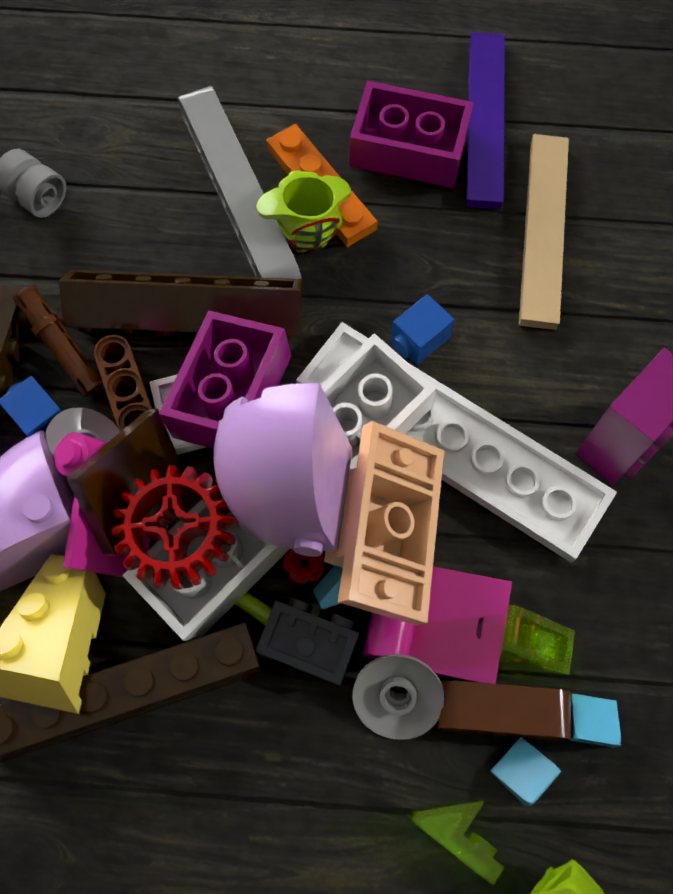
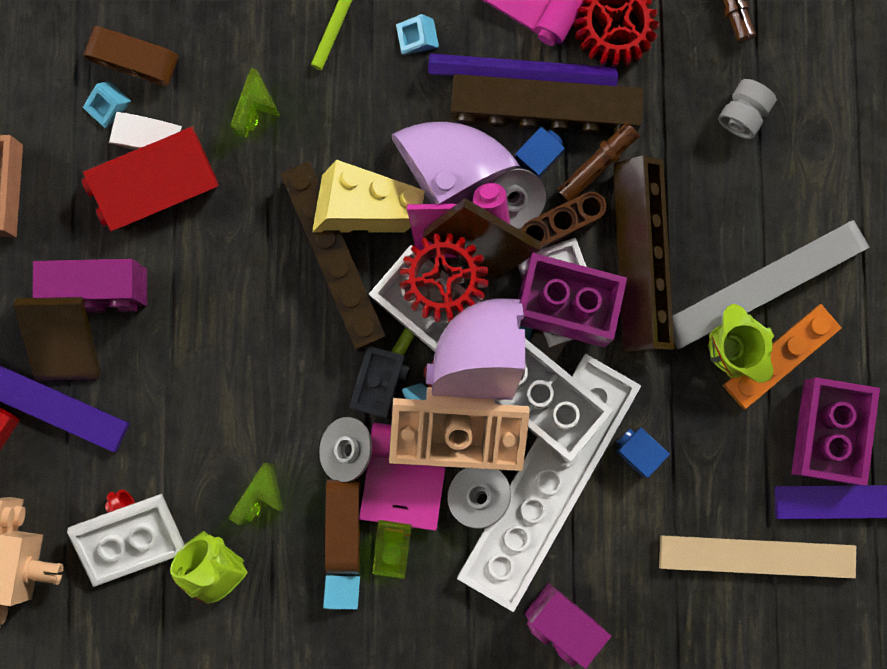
camera: 85 degrees right, 15 degrees up
(493, 526) = (467, 488): none -> light grey dish
(525, 772) = (303, 542): medium azure slope -> none

